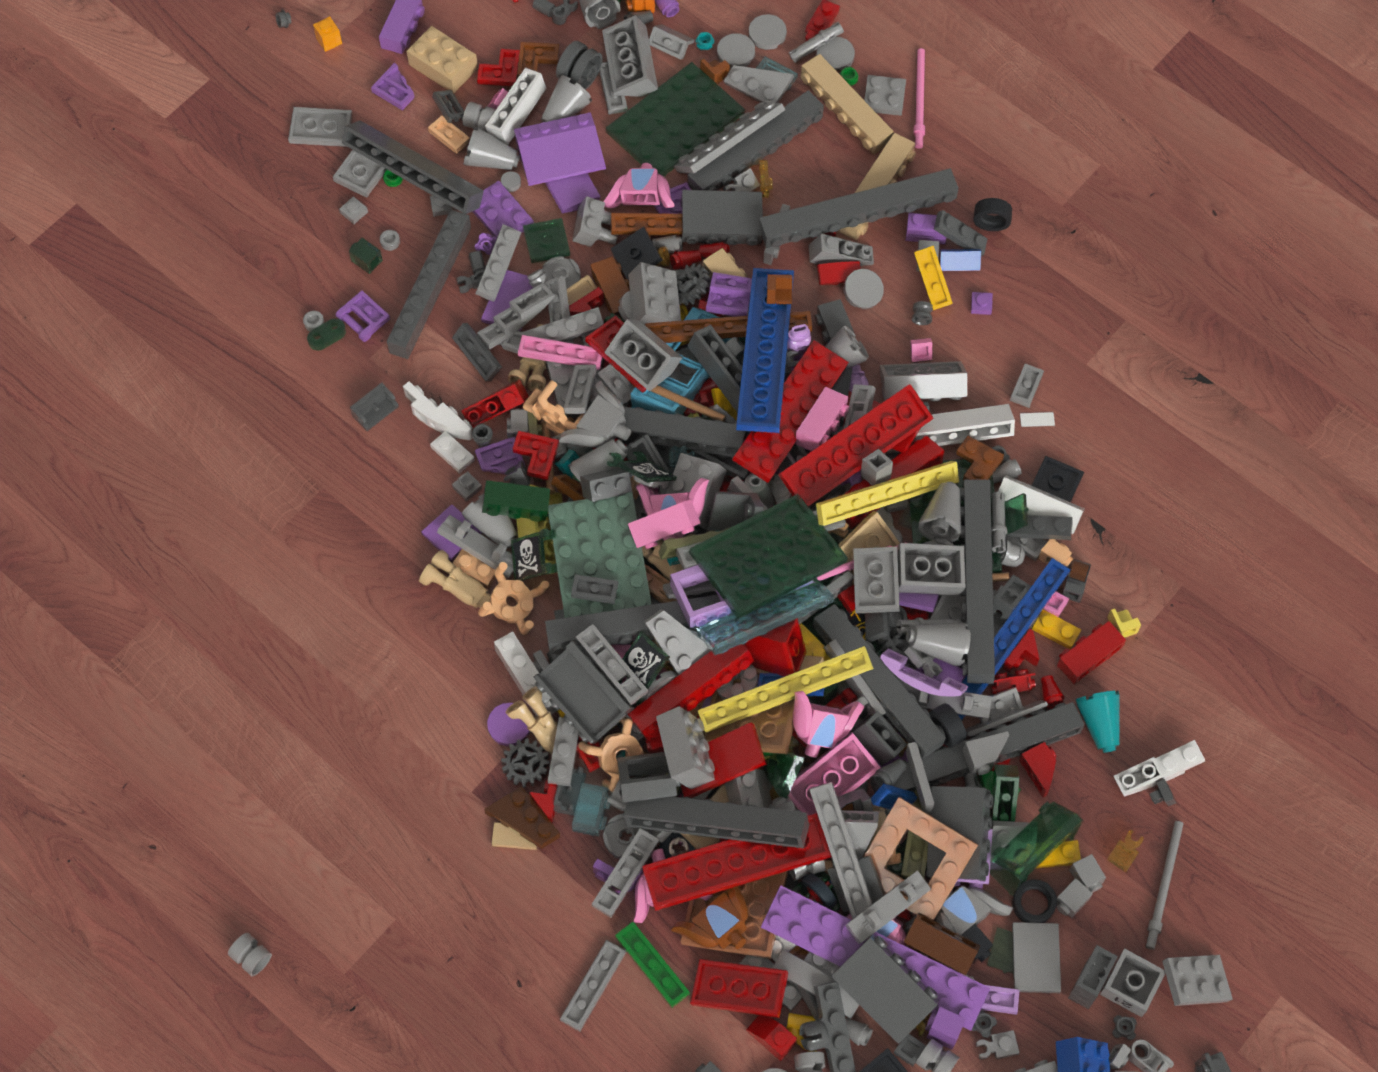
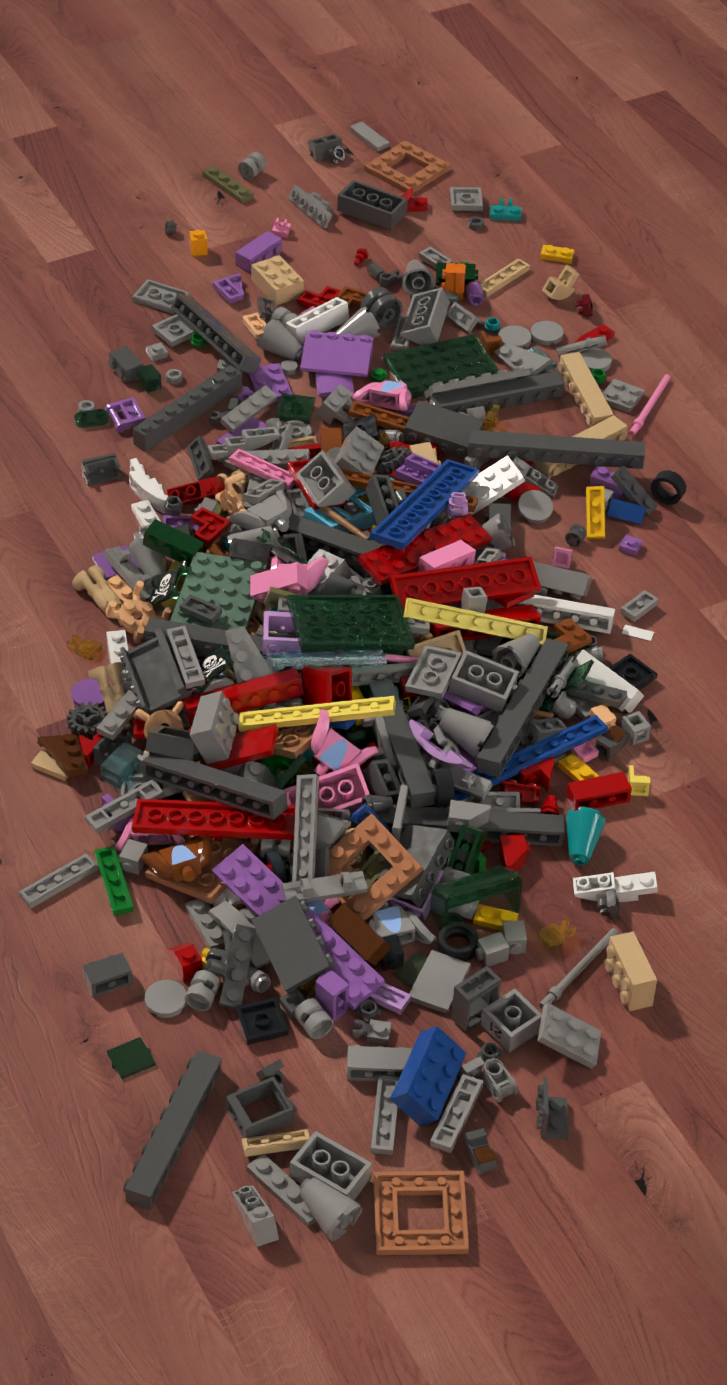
camera: 20 degrees right, 20 degrees down
(329, 244) = (125, 364): none -> dark grey brick
(475, 662) = (86, 648): none -> clear yellow plate
(614, 158) = (378, 375): none -> green plate
(659, 927) = (130, 856): none -> light grey brick
(739, 988) = (175, 915): red tile -> none
(779, 289) = (458, 470): dark orange panel -> none
(813, 276) = (494, 483): none -> white plate
(1094, 546) = (637, 727): none -> light grey brick
(1223, 875) = (630, 971): none -> tan brick

